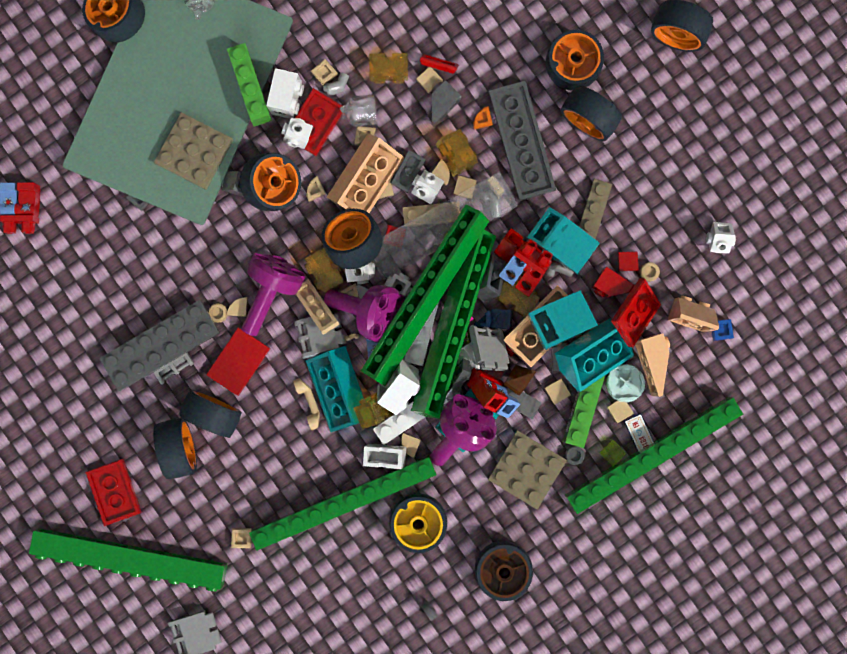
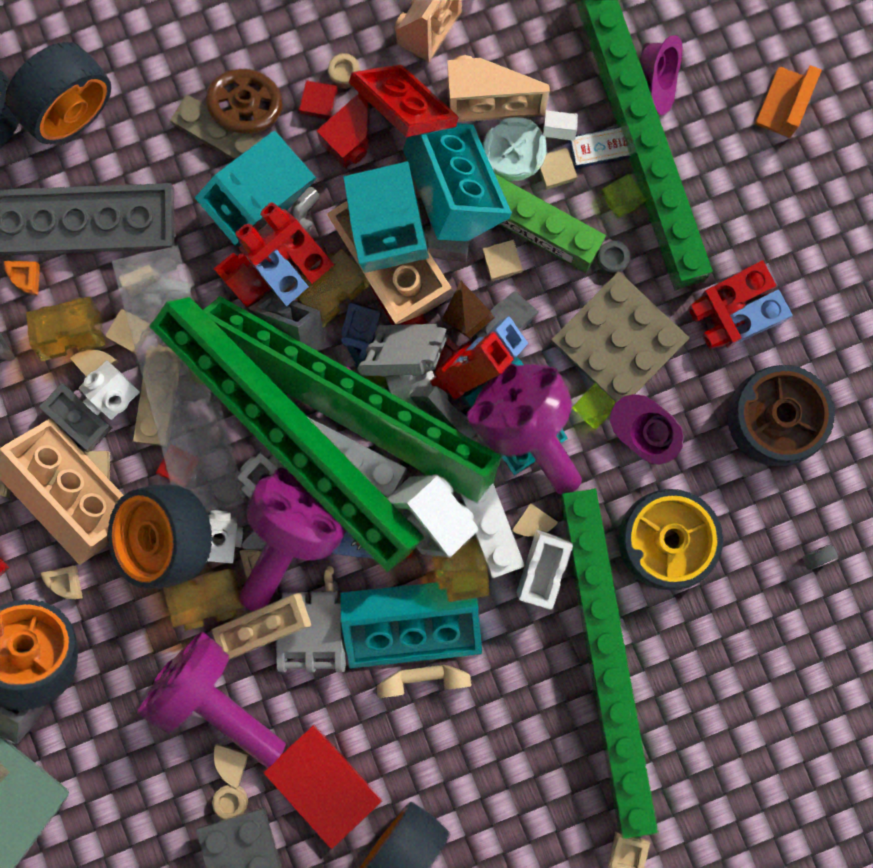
camera: 70 degrees left, 5 degrees down
(477, 496) = (647, 429): none -> magenta piece
(485, 464) = (594, 406): none -> clear neon green tile
(559, 528) = (730, 313): none -> red hips
(601, 214) = (244, 108): none -> reddish brown plate
(646, 406) = (560, 125): none -> white tile
(692, 458) = (661, 68): none -> magenta piece
(694, 536) = (787, 100): none -> orange panel

